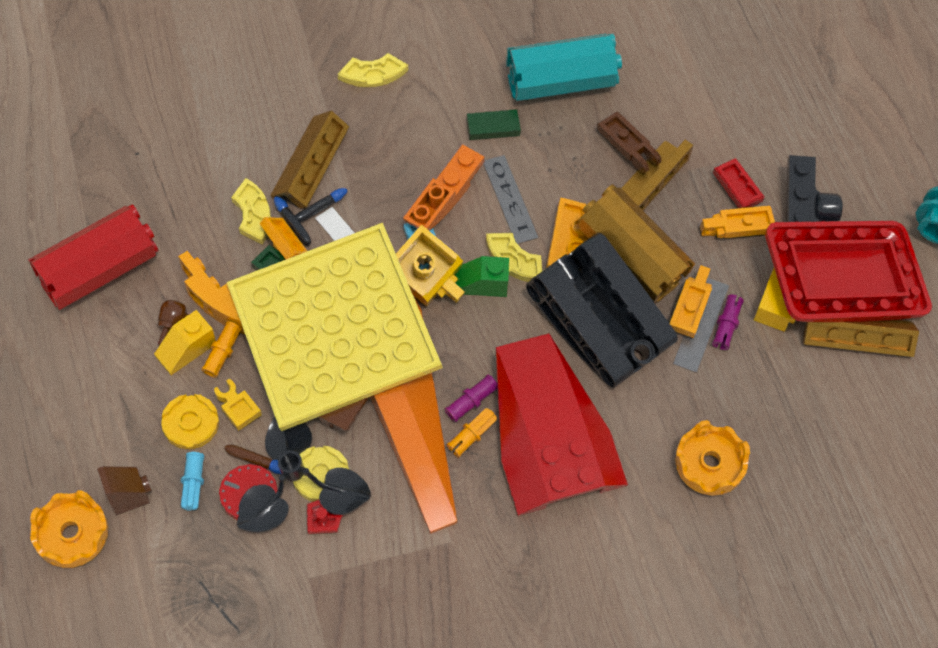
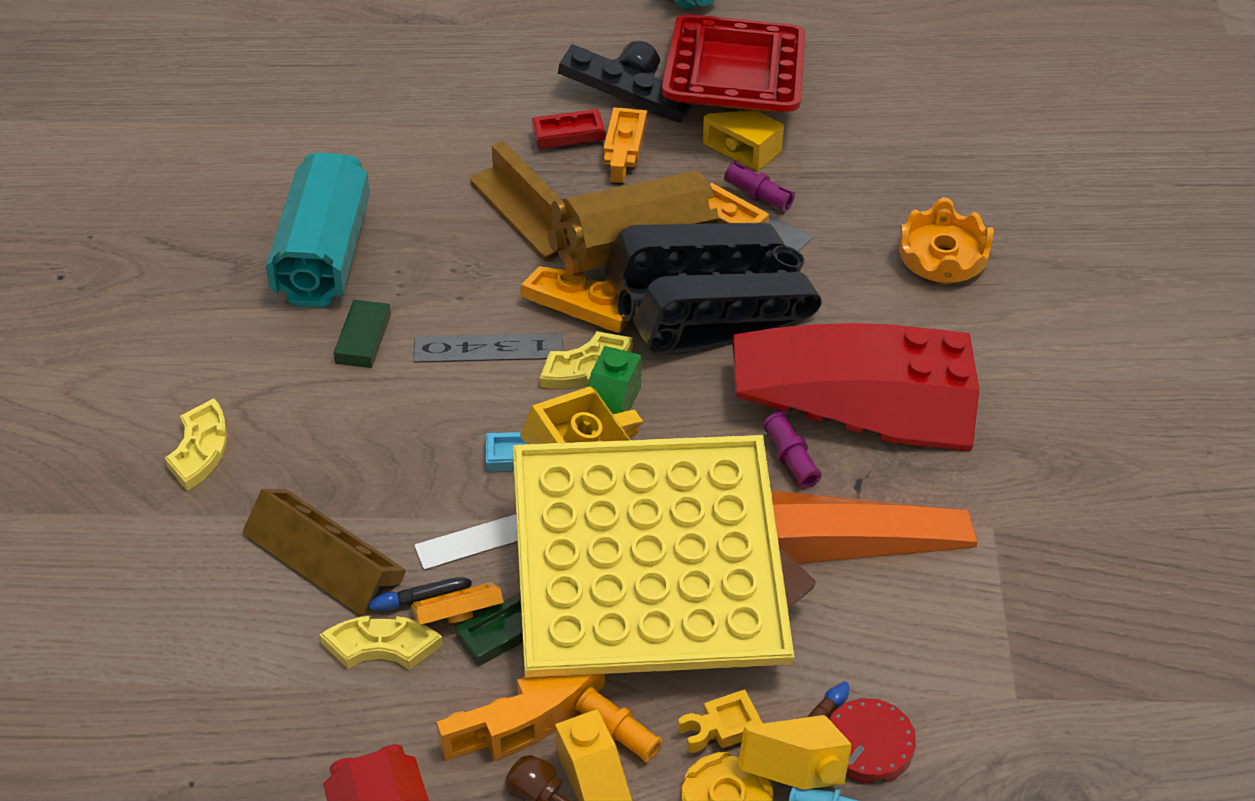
camera: 70 degrees left, 15 degrees down
(216, 448) = (796, 752): none -> yellow slope
(265, 510) = (902, 720): black plant -> none
(319, 462) = (859, 647): light yellow tile -> none
(320, 205) = (408, 553): black piece -> none
(320, 520) = (926, 650): red piece -> none
(446, 190) = (453, 402): orange slope -> none
(472, 432) = (844, 462): light orange axle -> none
(628, 141) = (461, 204): reddish brown hinge -> none
(884, 337) = (822, 71): pearl gold panel -> none

